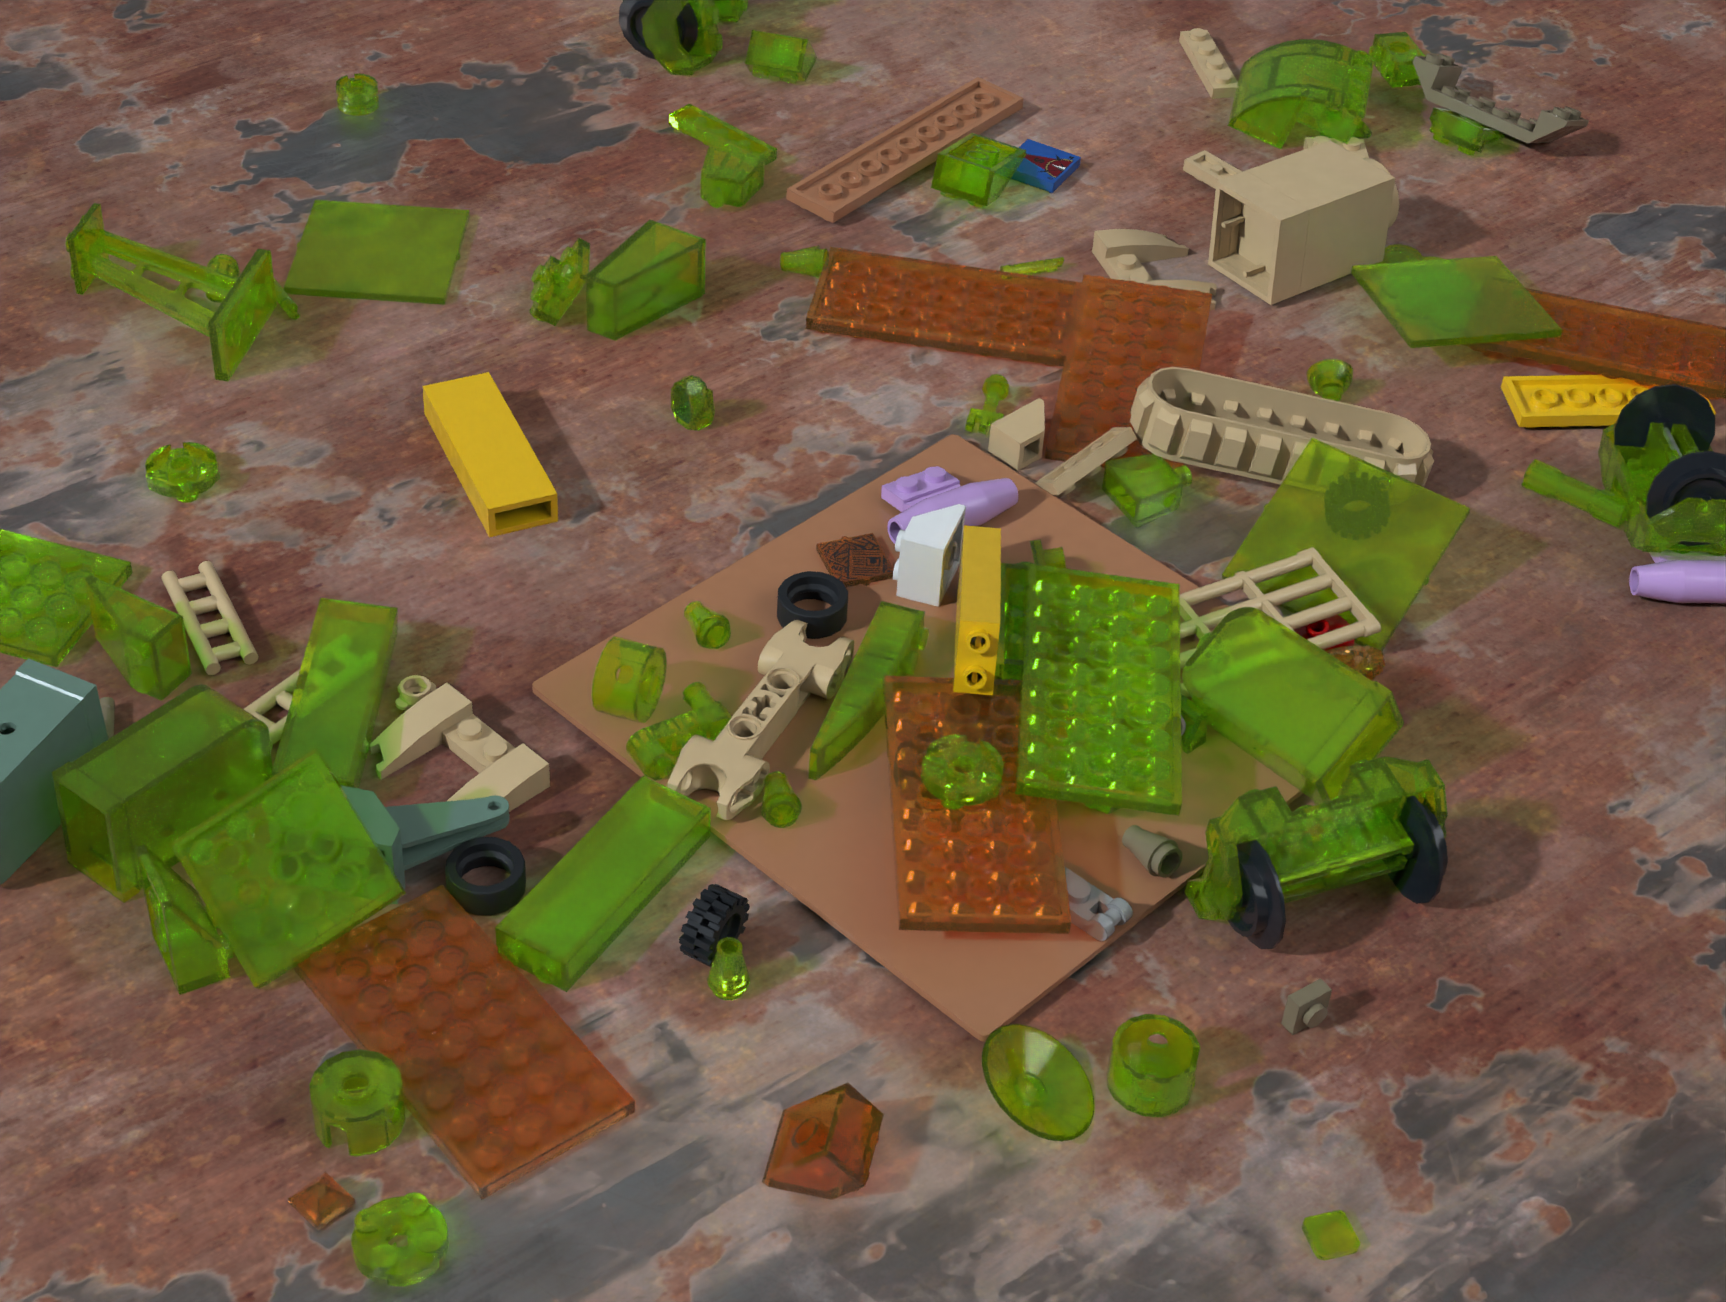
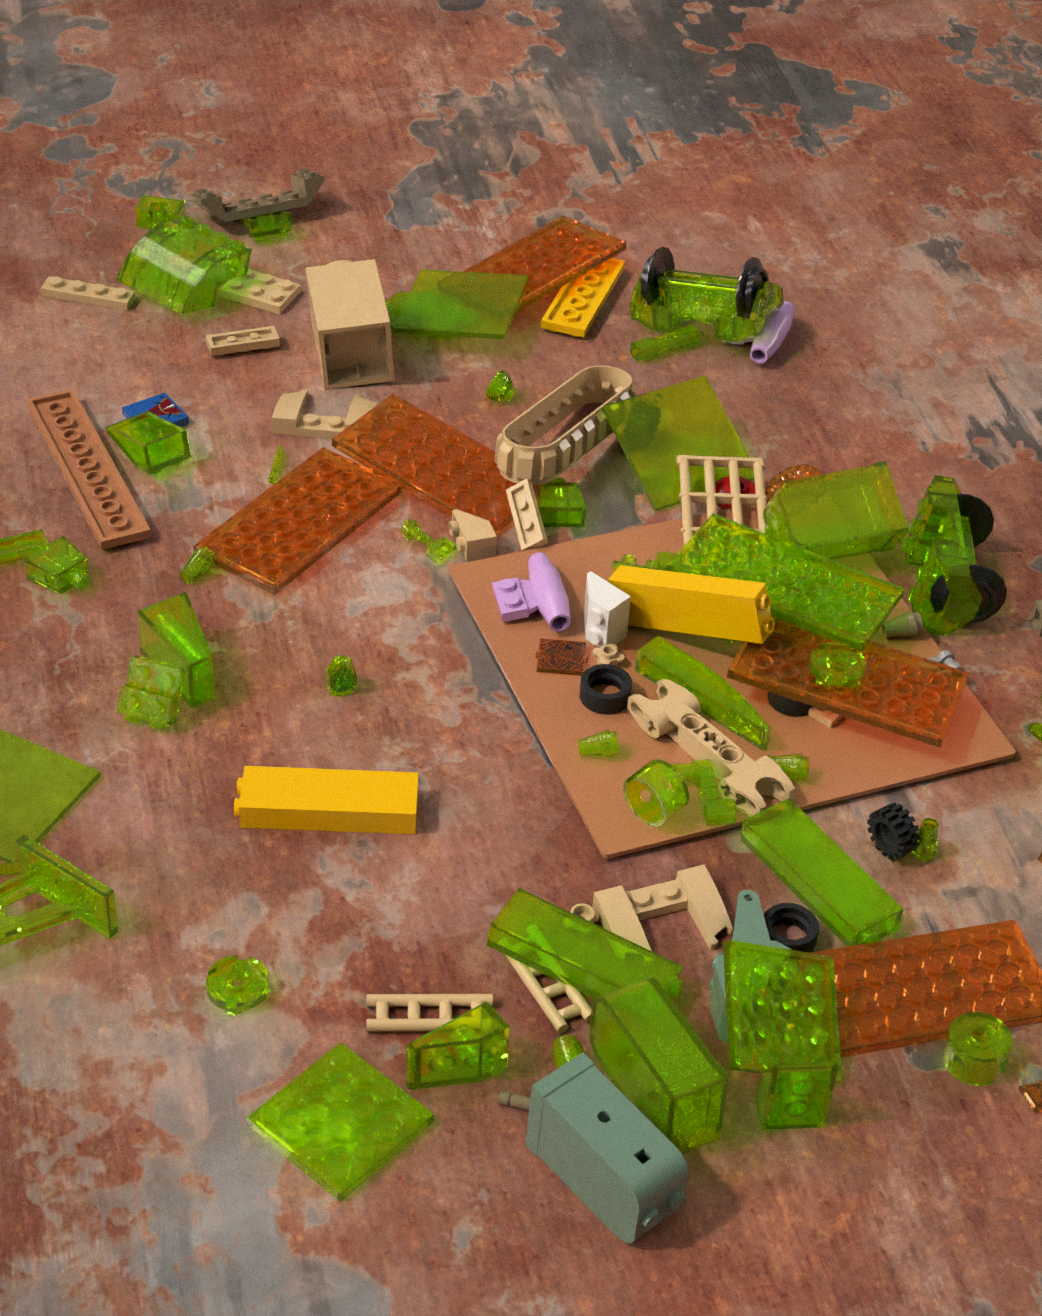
camera: 65 degrees left, 0 degrees up
(877, 591) = (608, 655): none -> tan plate

